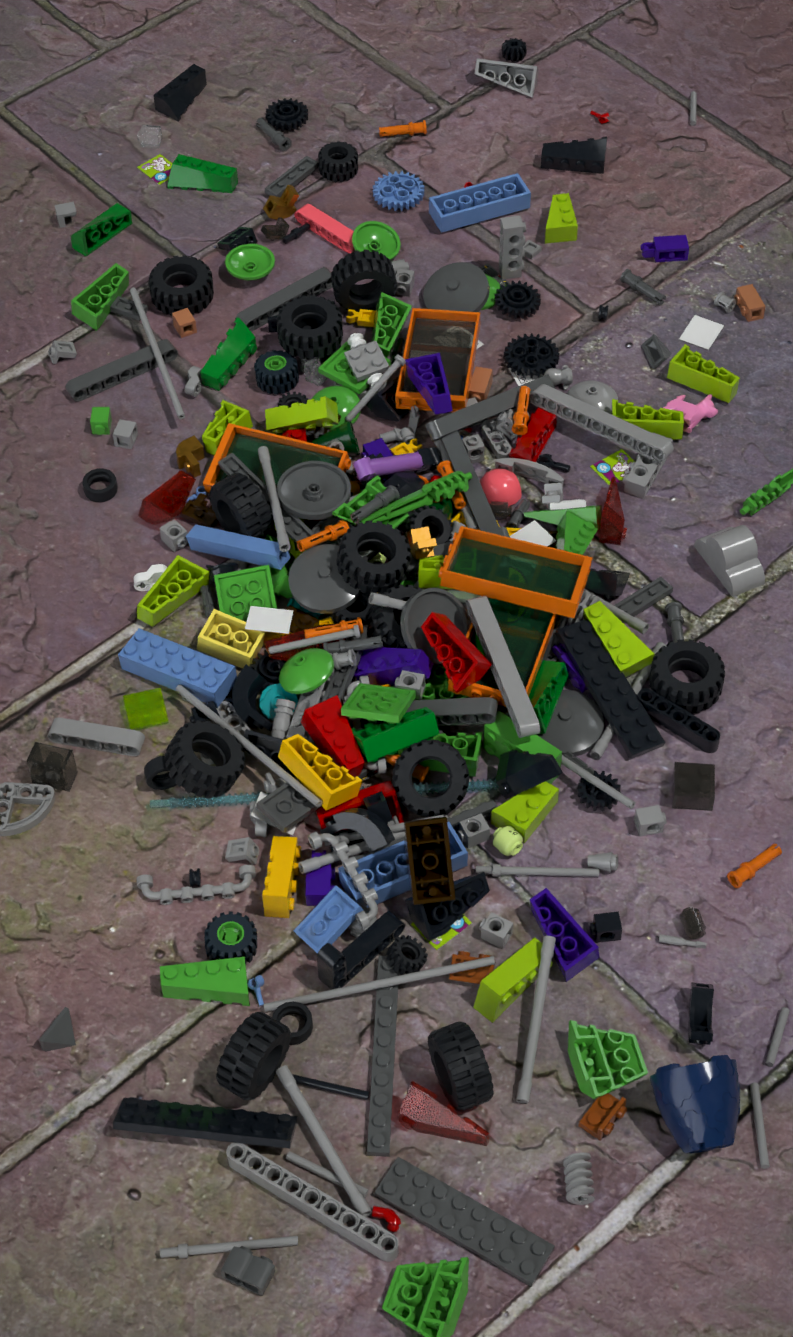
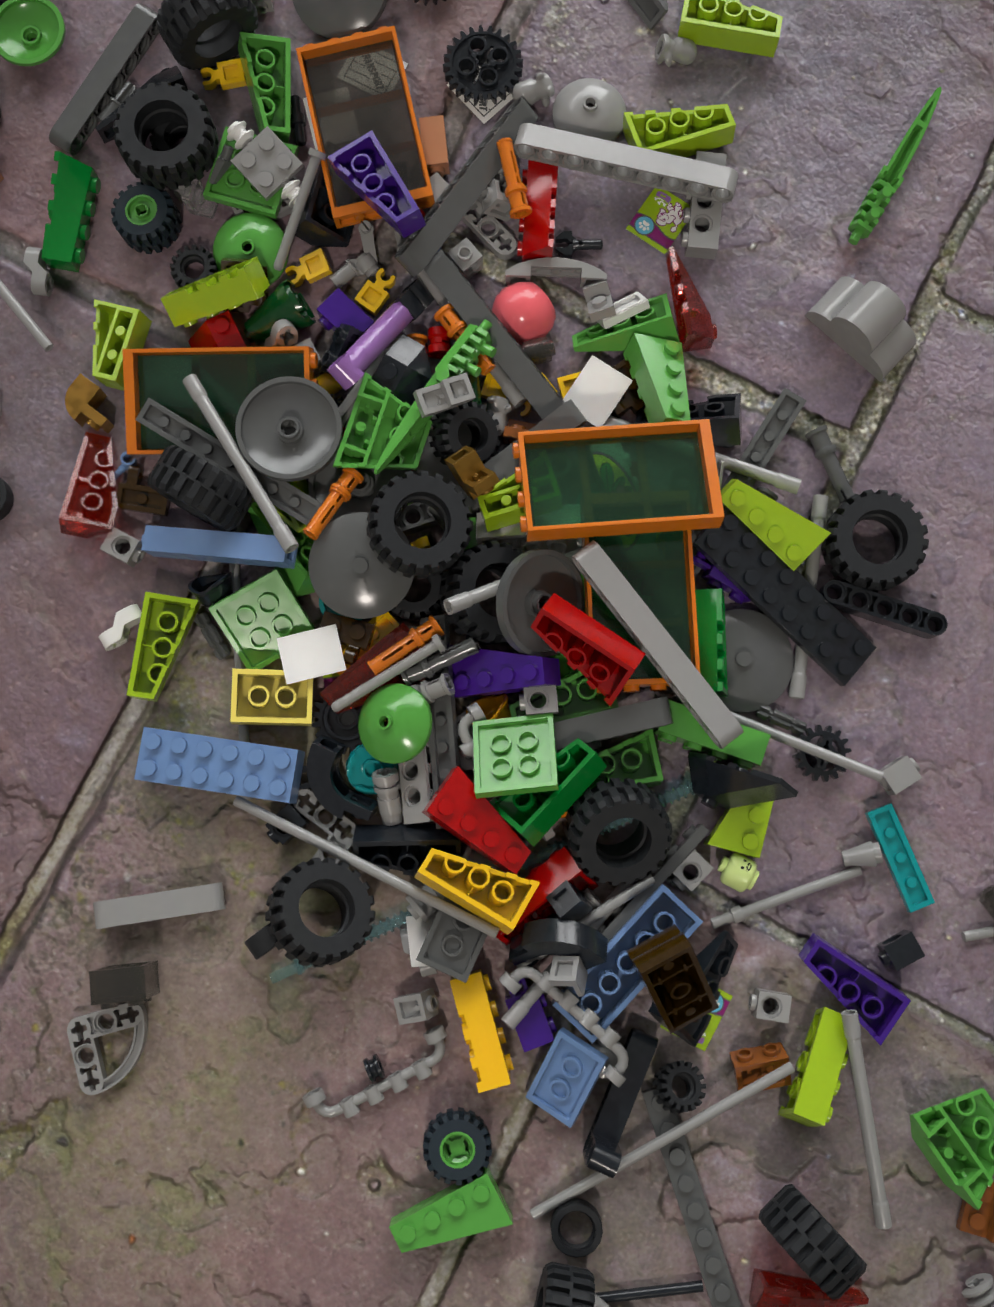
camera: 20 degrees left, 30 degrees up
(145, 709) = (203, 837): clear neon green slope -> none
(256, 987) = (509, 1190): medium blue hand -> none
(337, 354) = (222, 164): none -> dark grey bar
(360, 844) = (569, 972): none -> light grey panel
(370, 427) = (313, 268): none -> yellow plate
(380, 501) = (389, 420): dark grey pin -> none
(425, 496) = (444, 395): none -> light grey slope
(518, 514) = (564, 348): dark grey axle -> none
(630, 872) = (899, 858): none -> teal plate
(665, 381) = (679, 50): none -> light grey animal
(693, 413) = (733, 93): bright pink animal -> none
(693, 786) = (935, 705): clear smoke brick -> none

